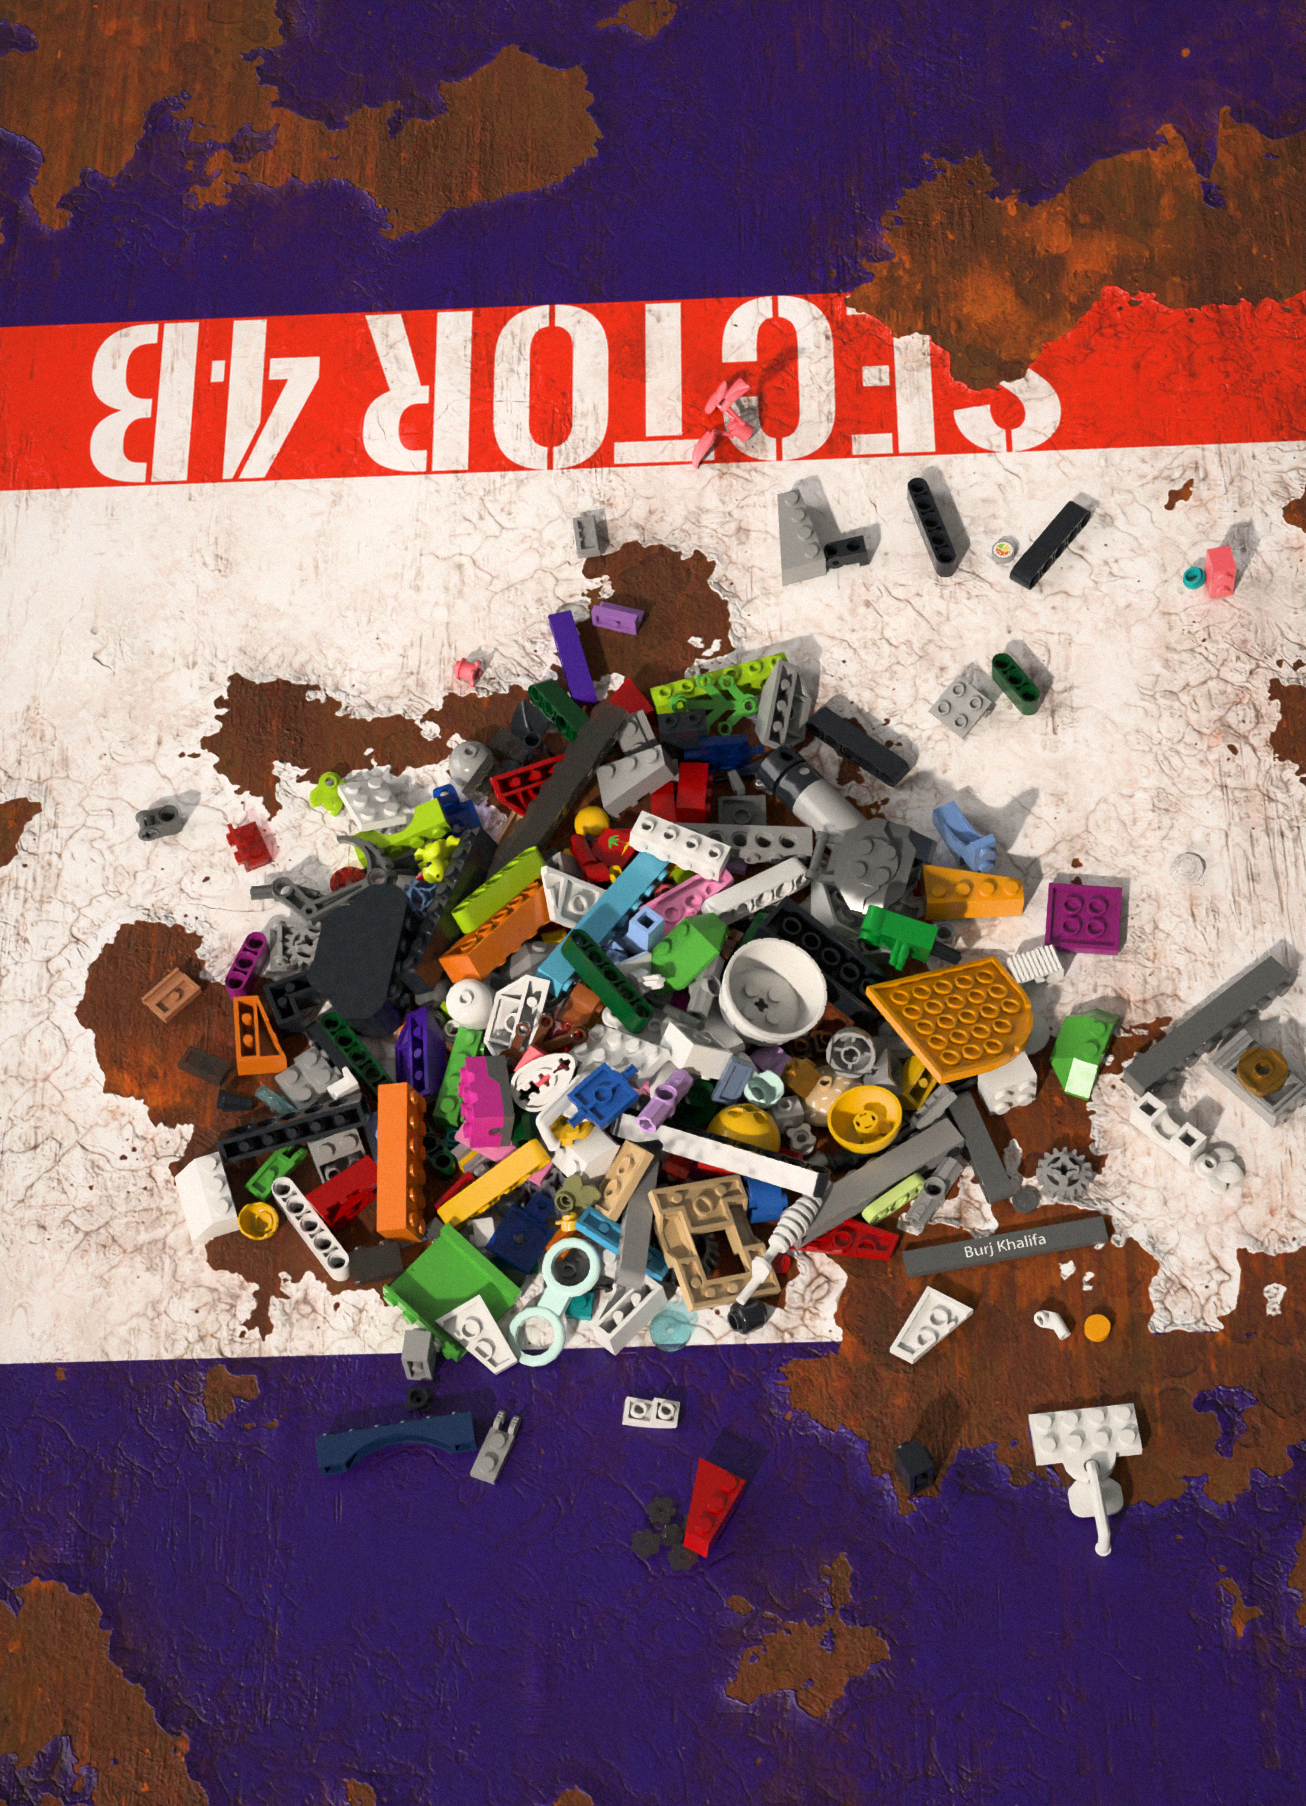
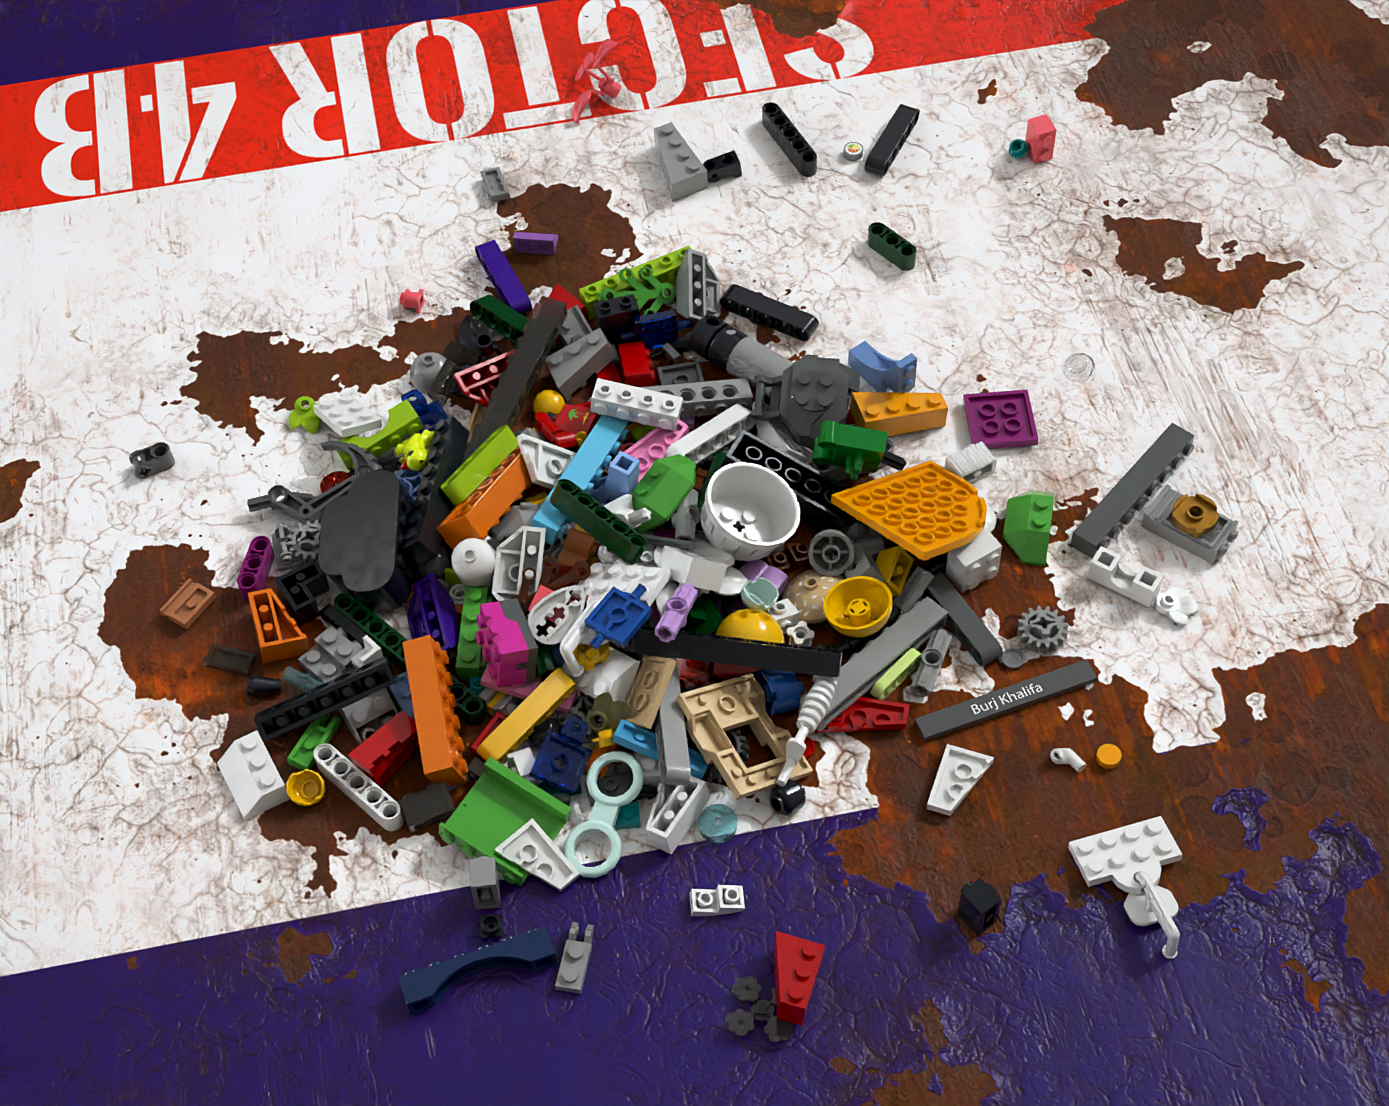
camera: 15 degrees left, 5 degrees down
(249, 846) = (239, 468): clear red bracket -> none
(732, 1081) = (731, 590): sand blue tile -> none
(800, 1077) = (788, 581): pearl gold brick -> none
(960, 707) = (849, 270): light grey hinge -> none

